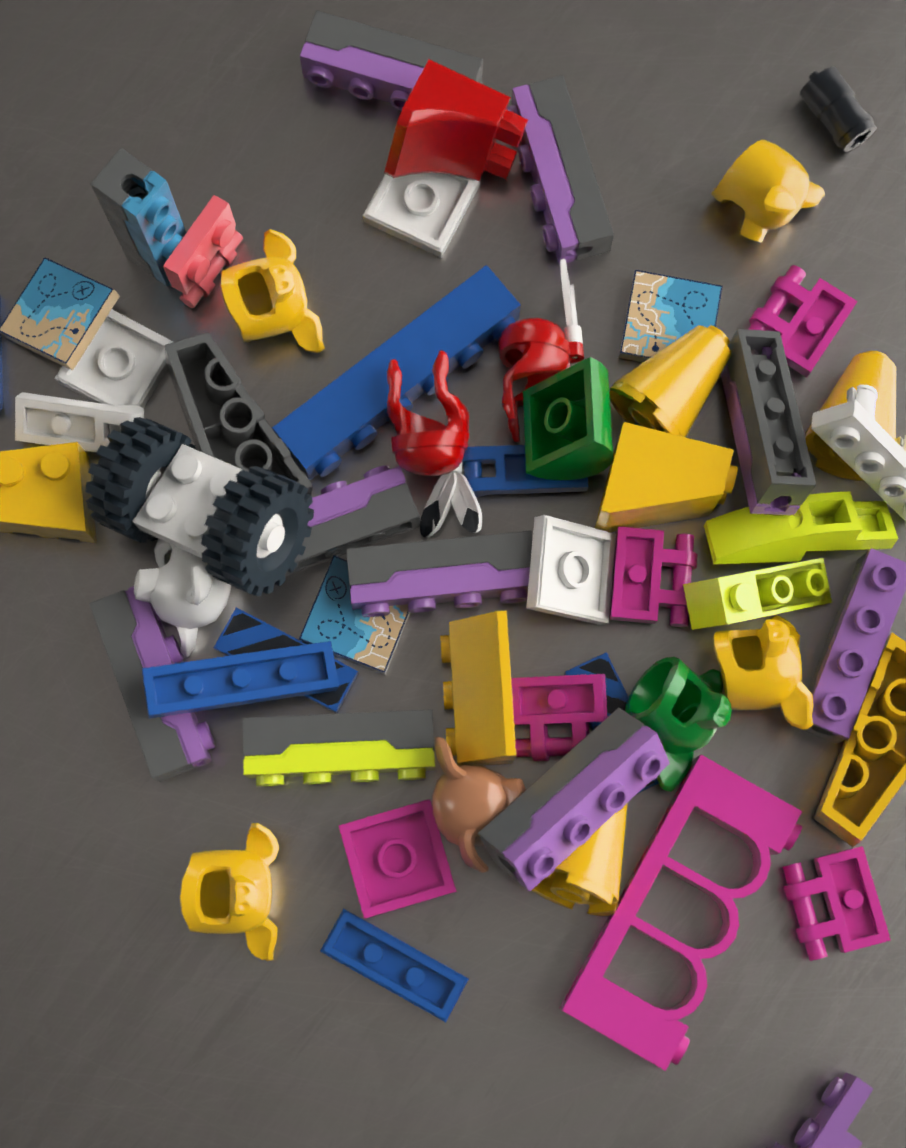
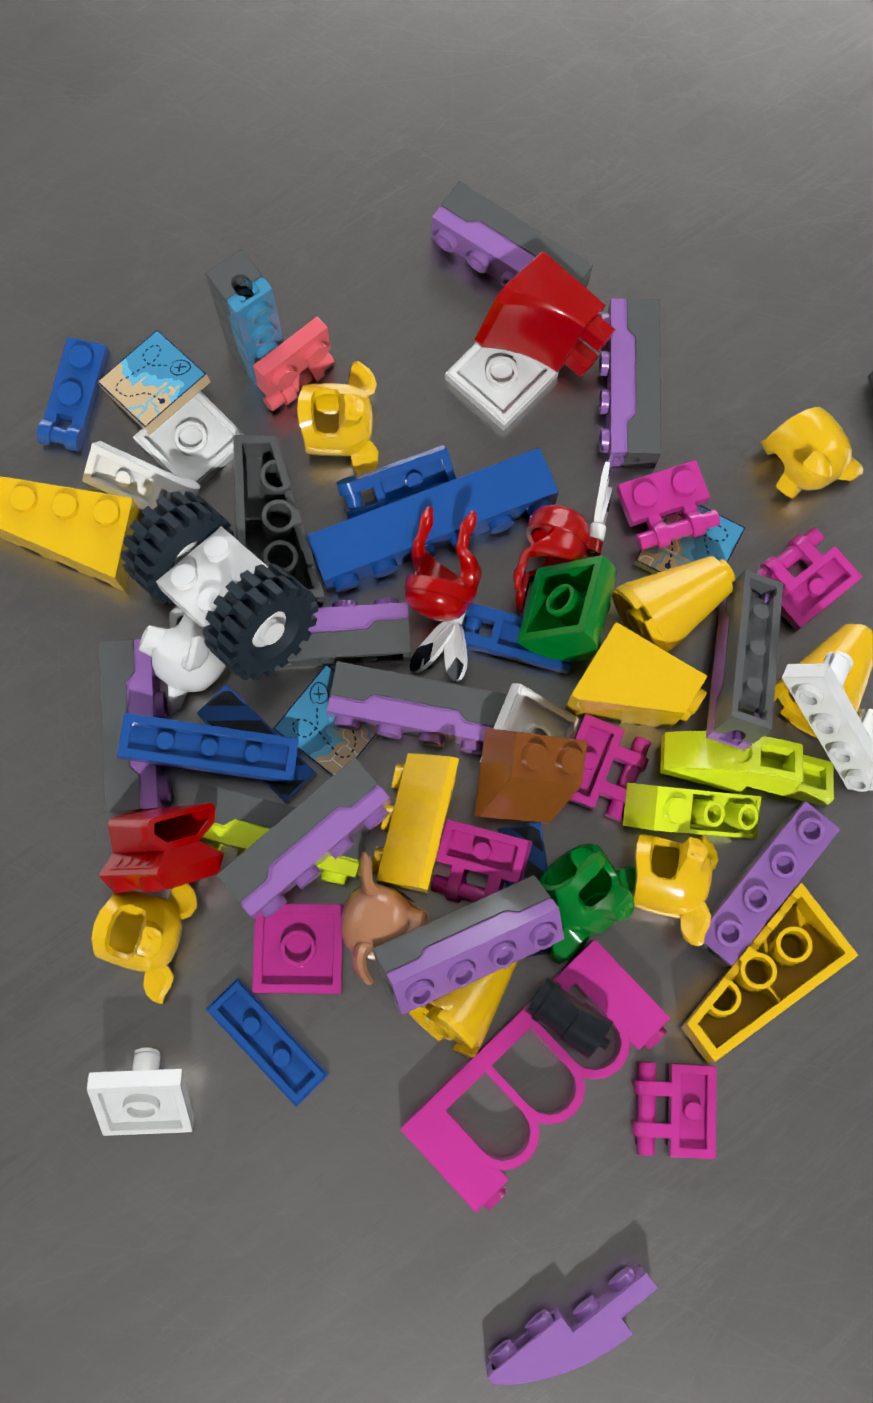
camera: 15 degrees right, 0 degrees up
(224, 798) = (160, 848): none -> red piece
(284, 1063) = (142, 1098): none -> white tile
(348, 343) = (397, 480): none -> blue plate
(372, 742) = (304, 839): none -> piece
(581, 606) = (527, 775): none -> dark orange slope
(629, 275) = (663, 494): none -> dark pink plate
(705, 843) = (573, 1020): none -> black piece

